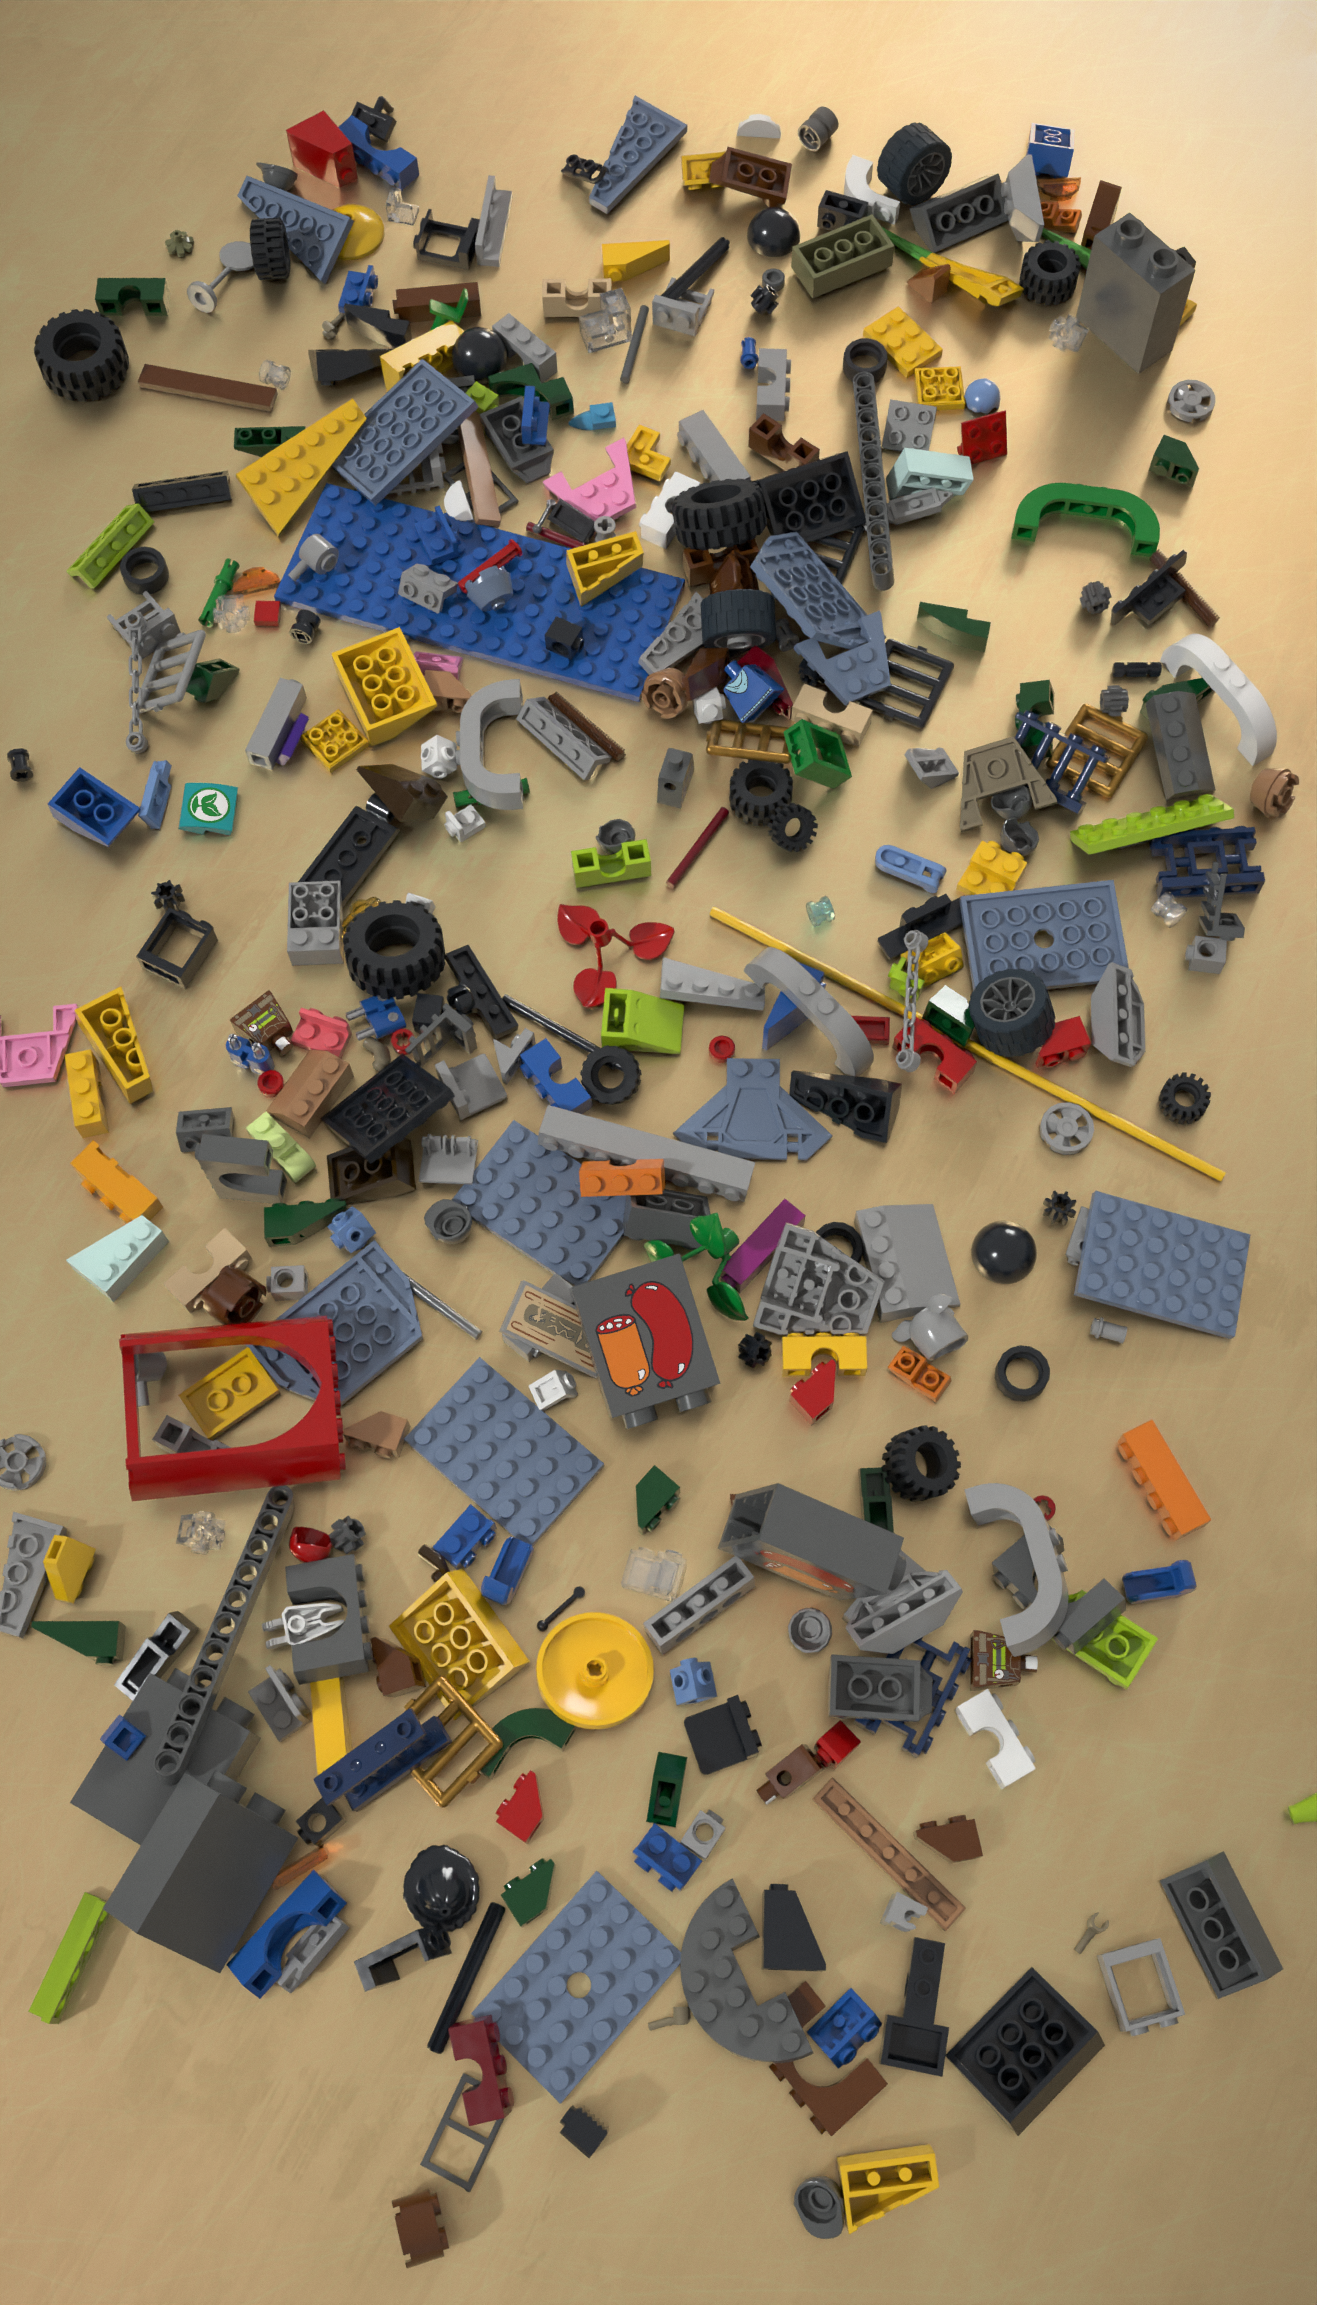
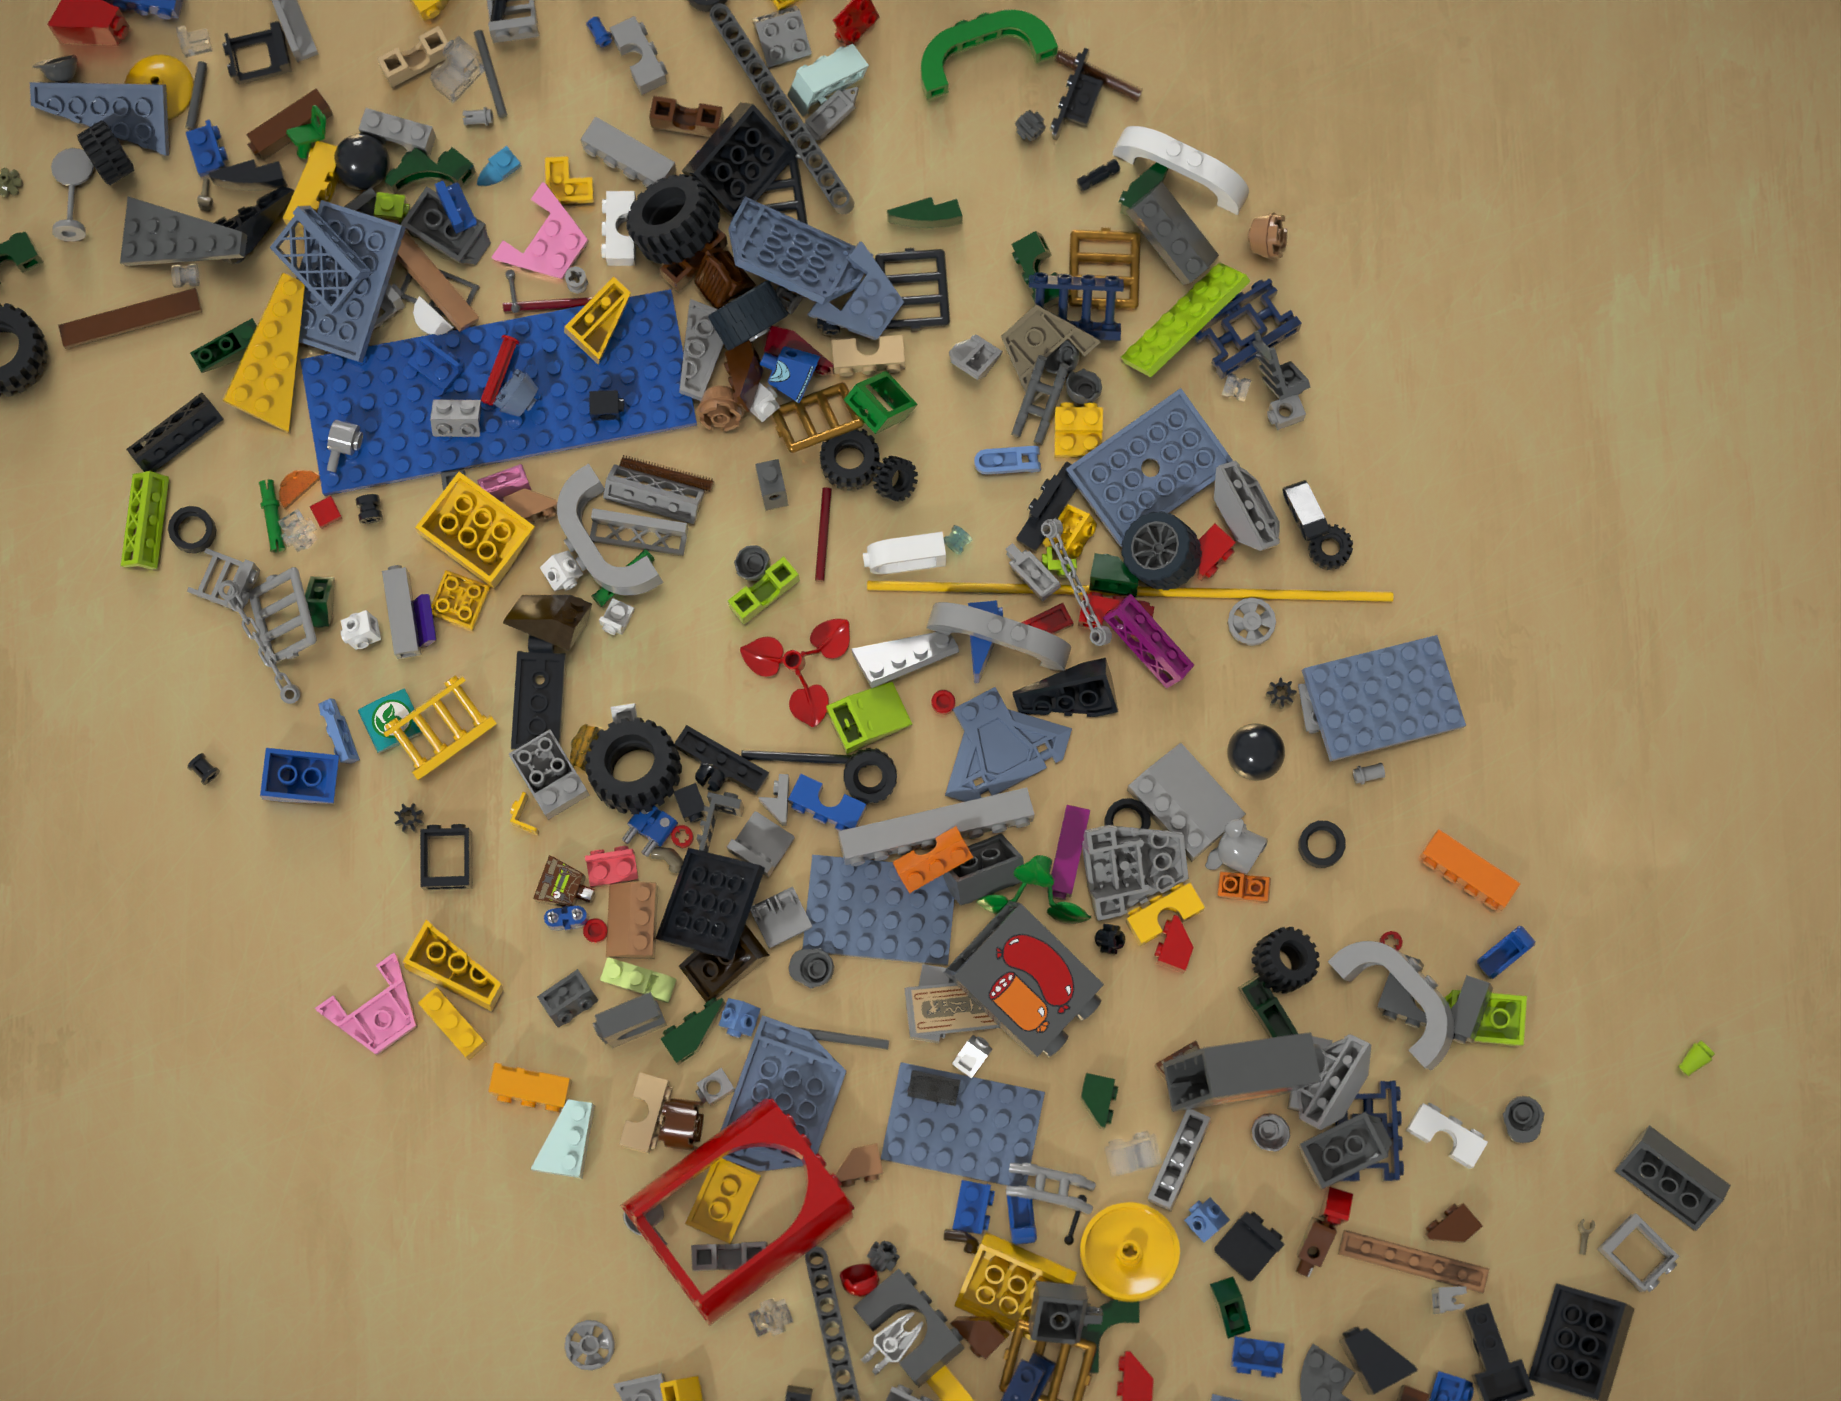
camera: 30 degrees left, 10 degrees up
(230, 717) = (360, 630): none -> white brick
(234, 854) = (461, 736): none -> yellow fence
(268, 940) = (516, 811): none -> yellow bracket
(283, 336) = (167, 236): none -> dark grey wing
(377, 249) = (196, 95): none -> dark grey piece
(404, 391) = (328, 241): none -> sand blue fence
(485, 1689) = (1061, 1313): none -> dark grey hinge
(495, 1396) = (933, 1088): none -> clear smoke hinge
(536, 754) = (640, 523): none -> light grey fence
(537, 1556) = (1038, 1192): none -> light grey piece
(572, 521) = (541, 283): black tile -> none
(603, 370) = (478, 116): none -> light grey pin
(699, 1847) = (1267, 1332): light grey brick -> none
(764, 896) = (906, 554): none -> white window
(875, 974) = (1032, 572): none -> light grey hinge
(956, 1088) = (1151, 640): none -> magenta fence
(973, 812) = (1027, 406): none -> dark grey piece
(994, 1664) = (1416, 1081): reddish brown torso -> none
(1087, 1767) = (1523, 1119): none -> dark grey hat
(1114, 700) = (1096, 217): dark grey gear -> none
(1177, 1050) = (1305, 510): none -> beam

